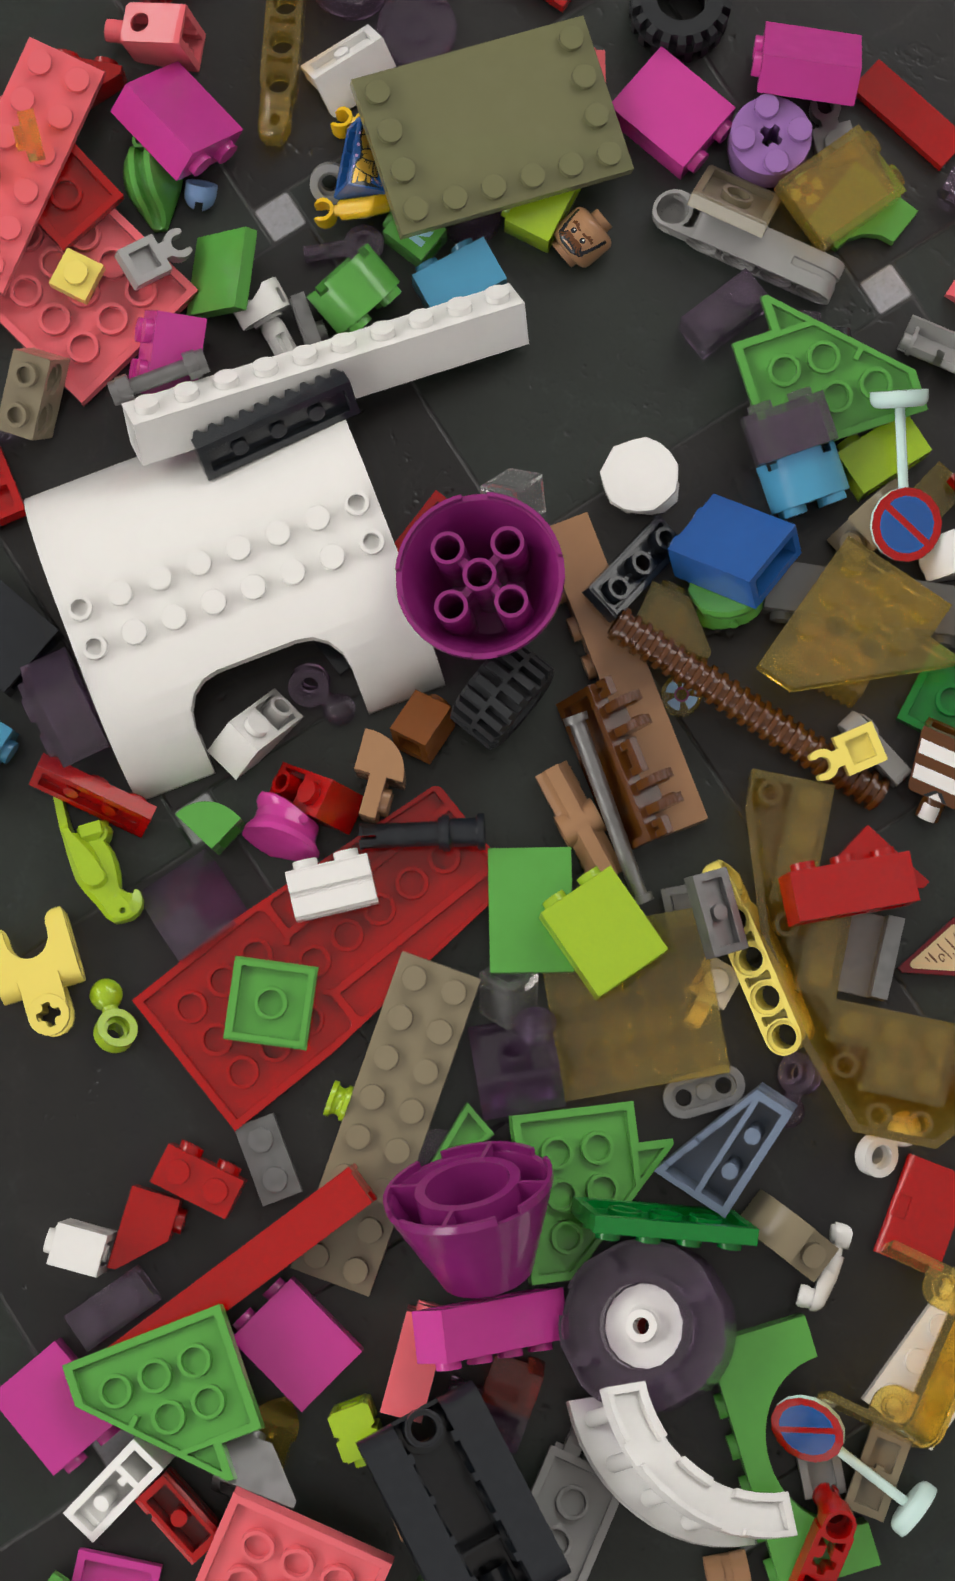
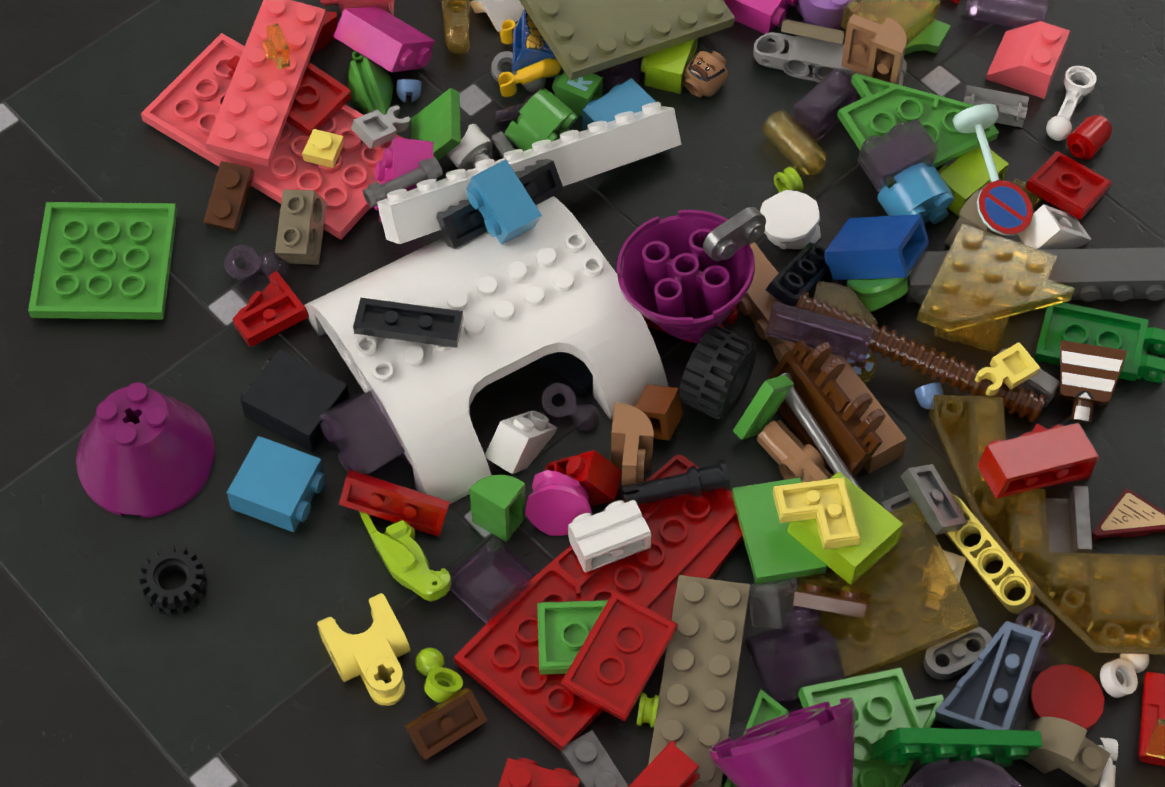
camera: 10 degrees left, 25 degrees down
(111, 1078) = (446, 723): none -> reddish brown plate
(132, 593) = (408, 322): none -> black plate
(273, 443) = (502, 202): none -> dark azure brick
(314, 1042) = (619, 655): none -> red tile
(547, 748) = (763, 407): none -> bright green tile
(558, 548) = (734, 234): none -> flat silver plate
(571, 1015) = (845, 601): none -> reddish brown plate
(586, 911) = (823, 501): none -> light yellow tile
(633, 664) = (798, 324): none -> tile
(652, 420) = (788, 180): none -> lime bush
(673, 363) = (794, 143): none -> clear yellow brick
(754, 754) = (926, 392): none -> medium blue hinge
(802, 266) = (875, 48): none -> medium nougat brick
(812, 1167) = (1067, 694): none -> red tile

